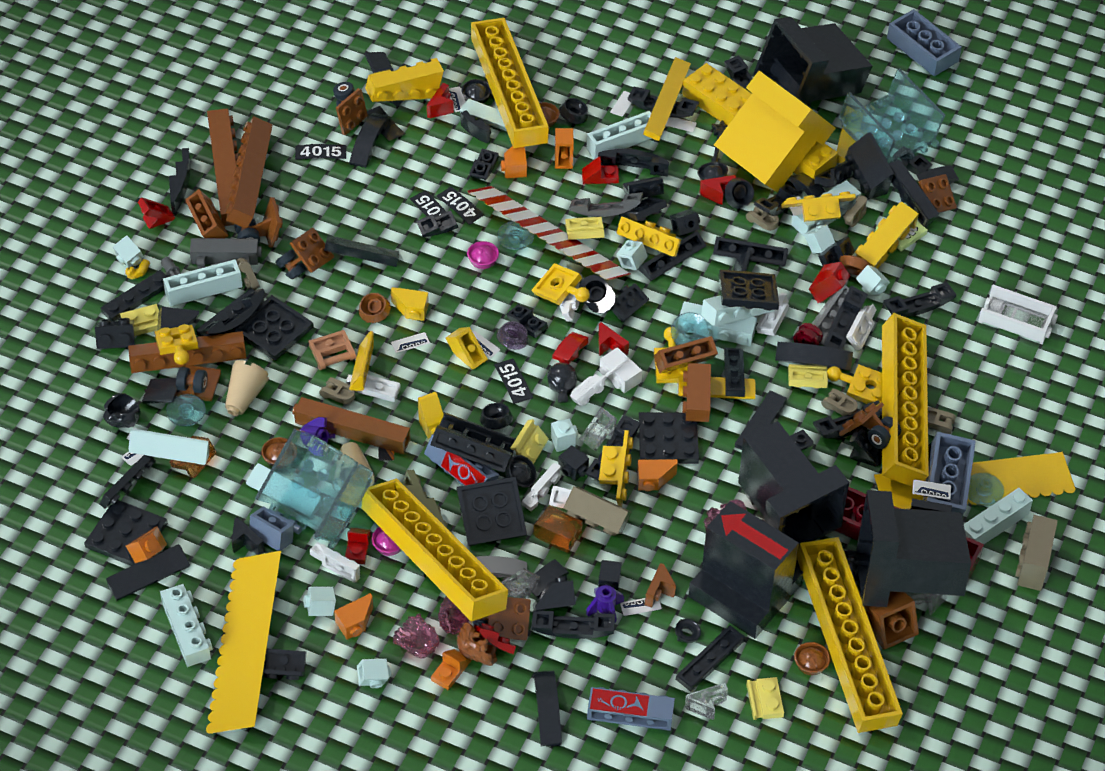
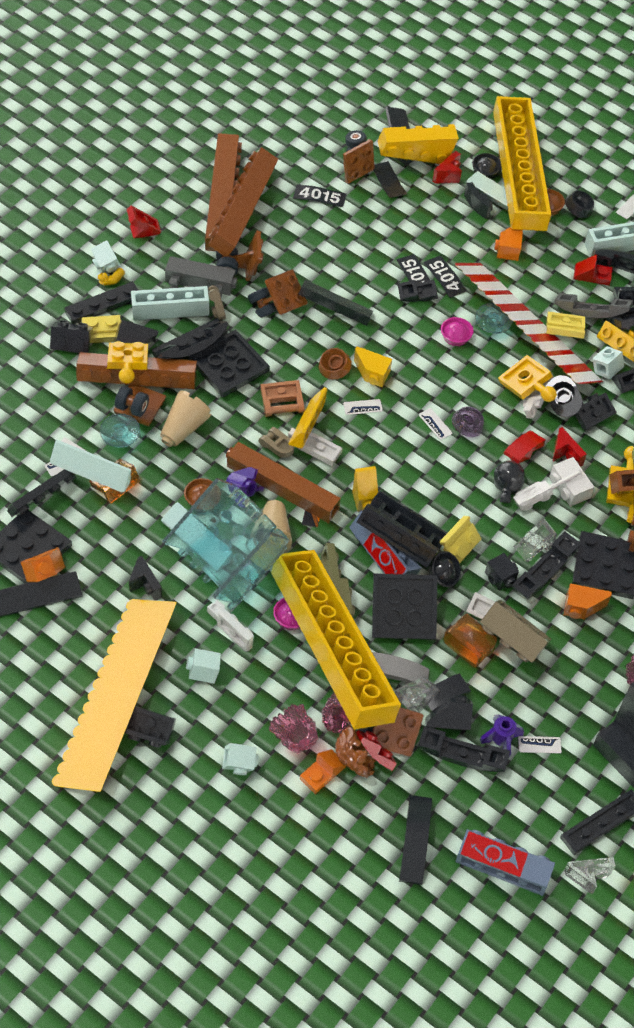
camera: 10 degrees right, 5 degrees up
(121, 411) = (55, 418): black hair -> none
(160, 391) = (100, 405): black piece -> none
(170, 267) = (142, 279): dark grey axle -> none
(179, 182) = (174, 198): black slope -> none
(185, 625) = (59, 660): light aqua brick -> none
(206, 216) = (190, 236): dark orange brick -> none
(273, 528) = (176, 575): sand blue brick -> none
(354, 617) = (236, 690): orange slope -> none
(358, 545) = (258, 611): red slope -> none
(367, 138) = (368, 191): black slope -> none
(457, 97) = (467, 168): white sticker -> none
(466, 347) = (418, 424): yellow slope -> none
(484, 164) = (478, 240): black slope -> none
(496, 416) = (432, 503): black hat -> none
(513, 381) = (458, 469): black sticker -> none
(525, 317) = (485, 404): black slope -> none
(542, 486) = (462, 591): white hinge -> none
(563, 434) = (498, 538): light aqua brick -> none
(564, 148) = (562, 239): orange brick -> none
(610, 574) = (514, 704): black brick -> none
(614, 466) = (544, 584): yellow bracket -> none
(661, 584) = (566, 726): dark orange slope -> none
(687, 624) = (590, 780): black piece -> none

